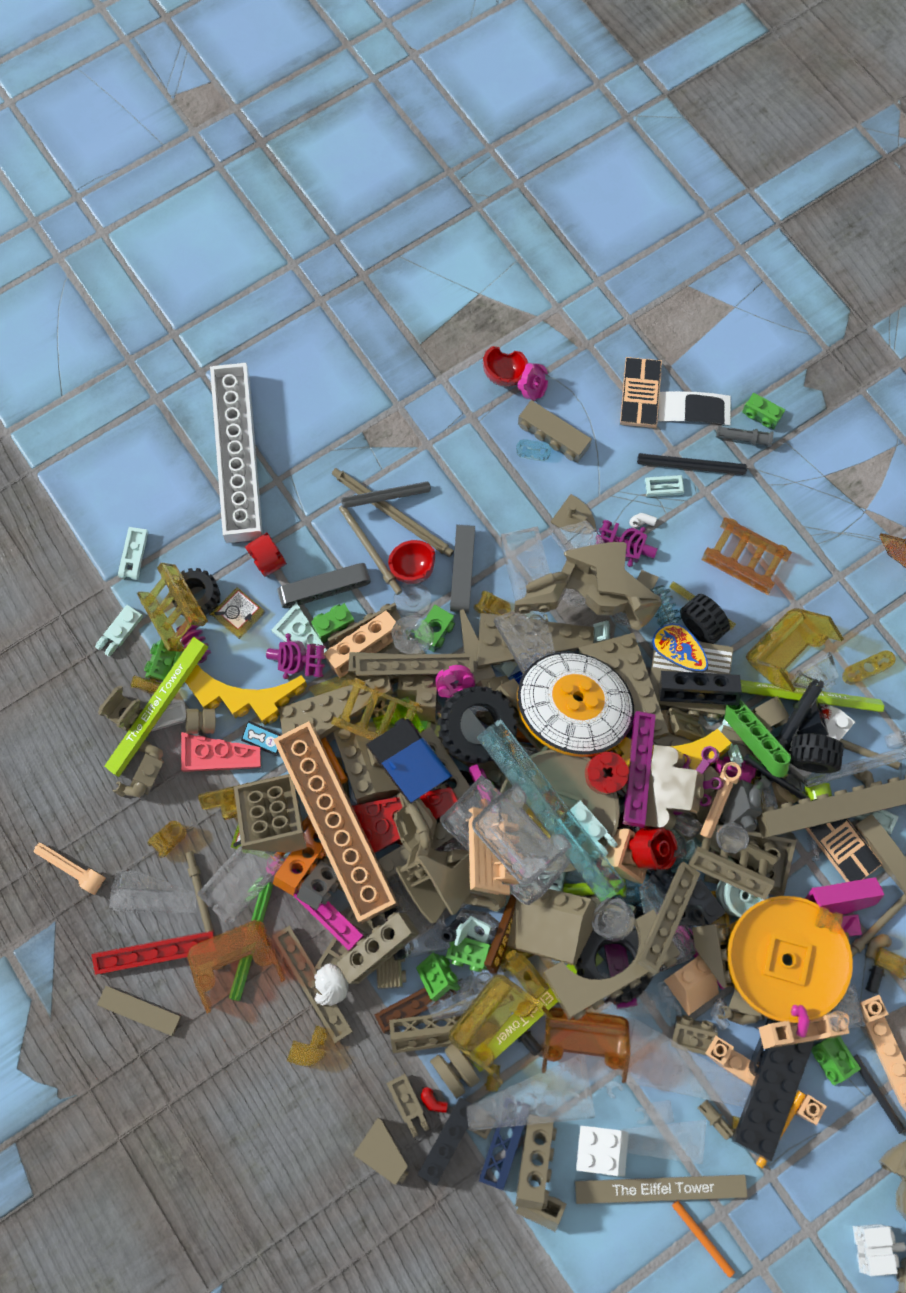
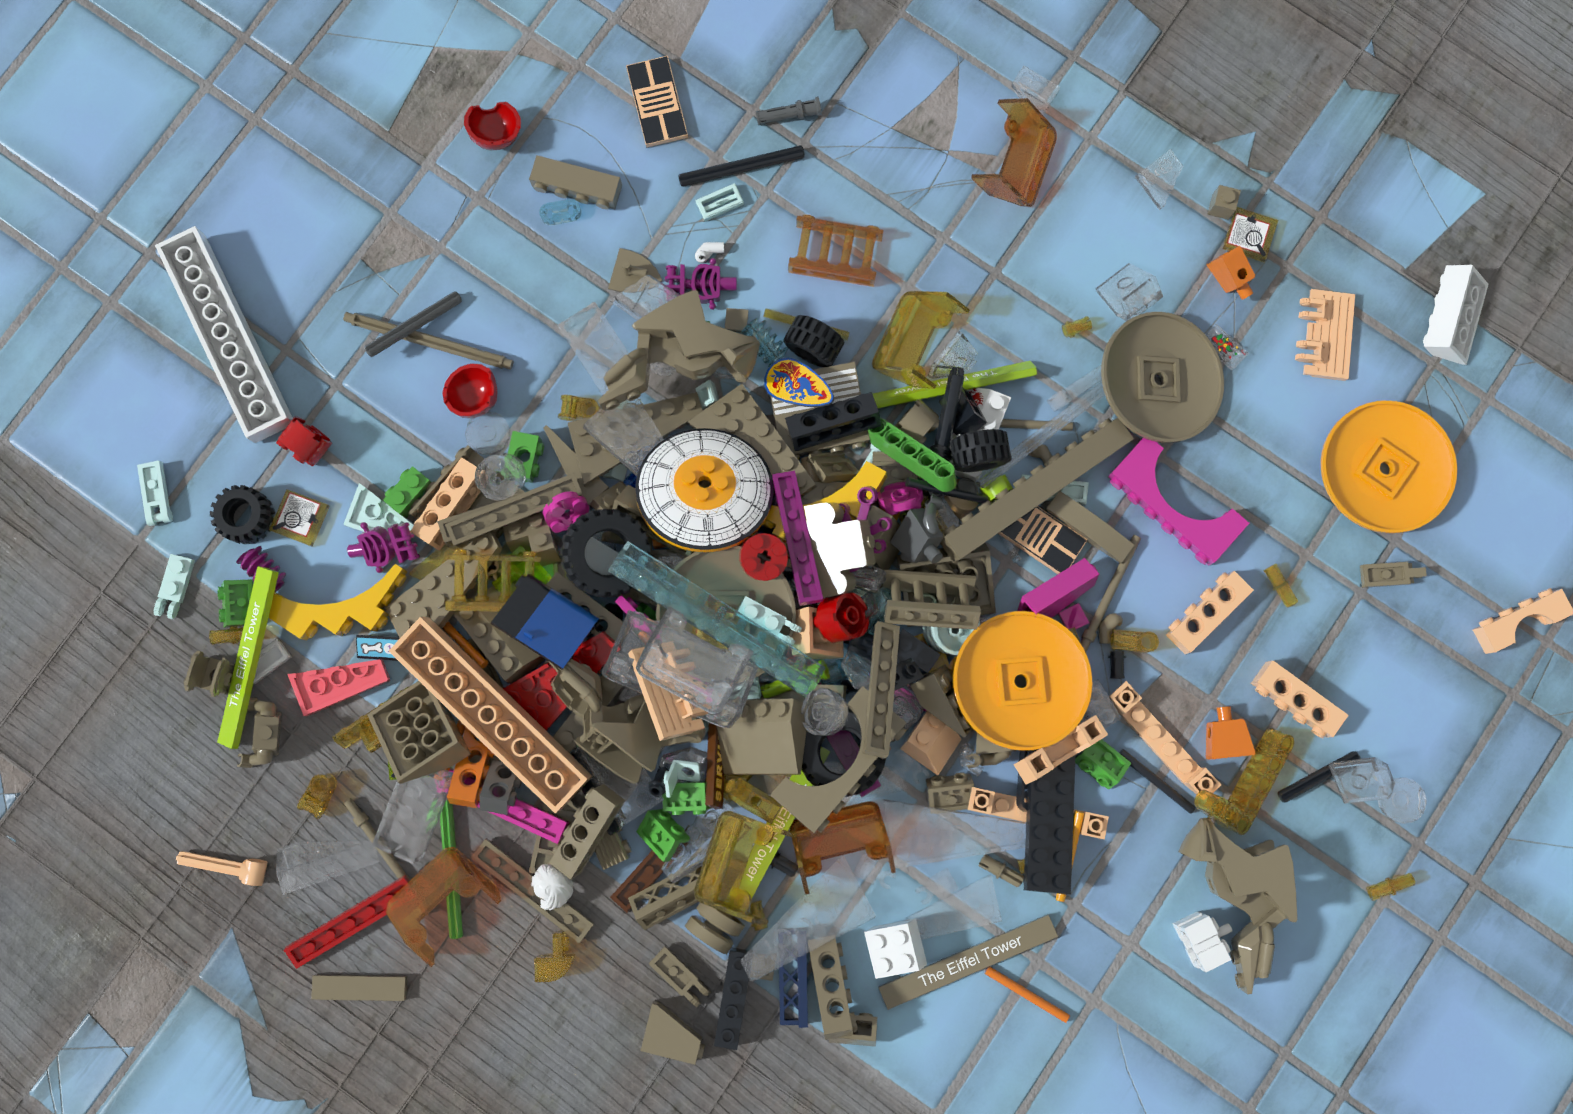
camera: 20 degrees left, 10 degrees up
(185, 604) = (233, 532): clear yellow fence -> none
(200, 721) = (303, 655): dark tan wheel -> none
(324, 585) = (383, 452): dark grey beam -> none
(387, 575) = (450, 417): dark tan bar -> none
(431, 1103) = (702, 965): red arm -> none
(462, 568) = (529, 377): dark grey beam -> none
(531, 374) = (529, 122): dark pink plate -> none
(694, 407) = (722, 98): sticker -> none
(720, 801) = (895, 538): light nougat axle -> none
(732, 837) = (920, 575): clear hair -> none
(735, 755) = (895, 482): light aqua axle -> none
(763, 411) = (800, 76): bright green bracket -> none
(803, 1018) = (1056, 739): dark pink arm -> none
(829, 920) = (1050, 625): clear yellow wheel -> none
(838, 1021) = (1093, 727): clear piece -> none
(872, 660) = (1006, 338): clear yellow beam -> none

